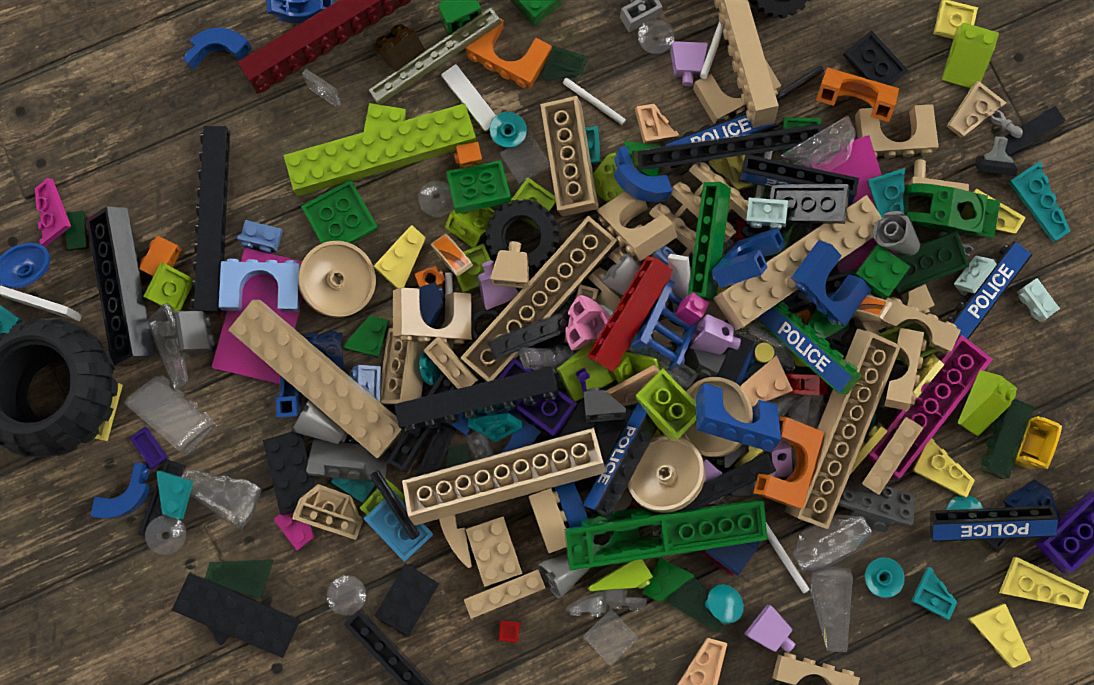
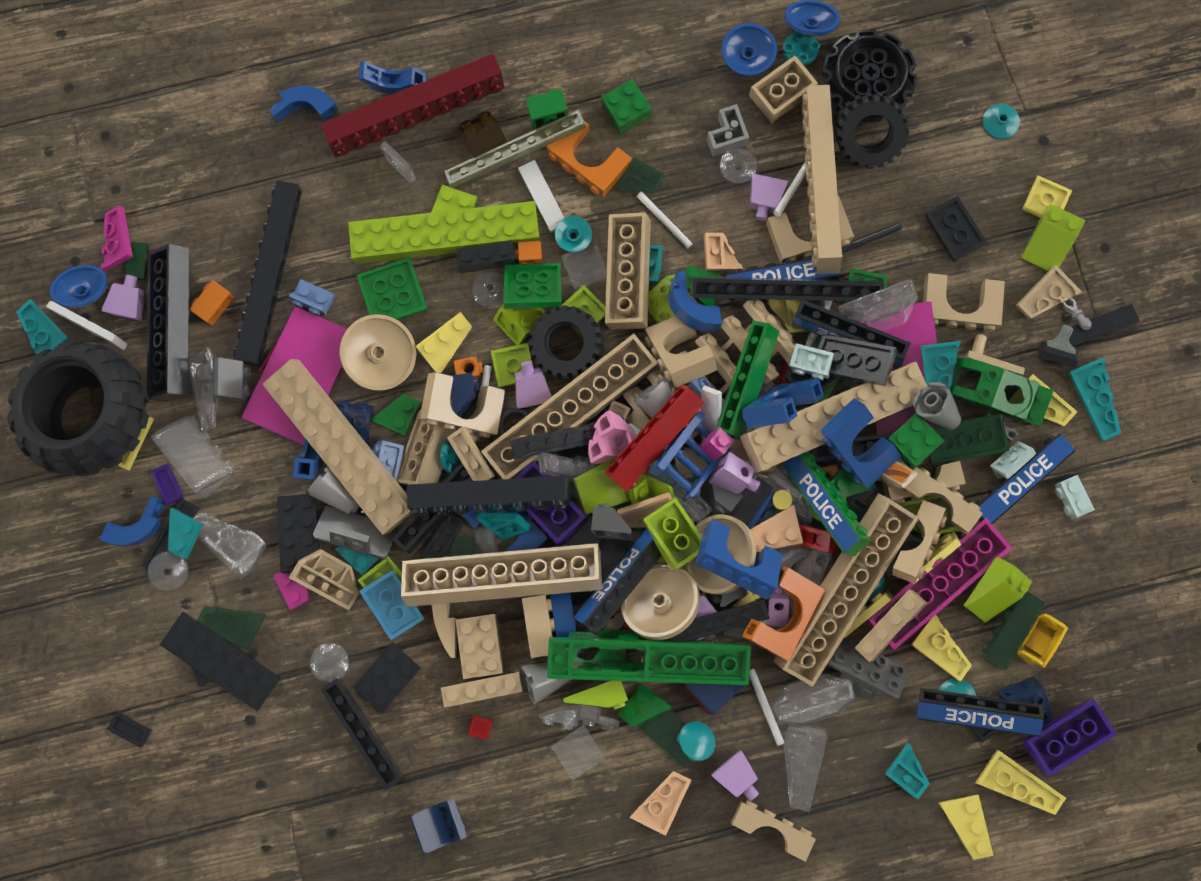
camera: 20 degrees right, 0 degrees up
(71, 271) = (125, 300): none -> lavender torso
(169, 287) = (214, 332): lime plate -> none
(236, 274) = (281, 331): light blue arch -> none
(394, 504) = (391, 582): black axle -> none
(426, 166) = (486, 257): none -> black brick
(451, 255) = (493, 348): slope -> none
(511, 268) = (547, 372): tan torso -> none
(583, 375) = (597, 490): dark purple hand -> none
(878, 95) = (914, 244): orange arch -> none
(894, 577) = (870, 750): teal dish -> none

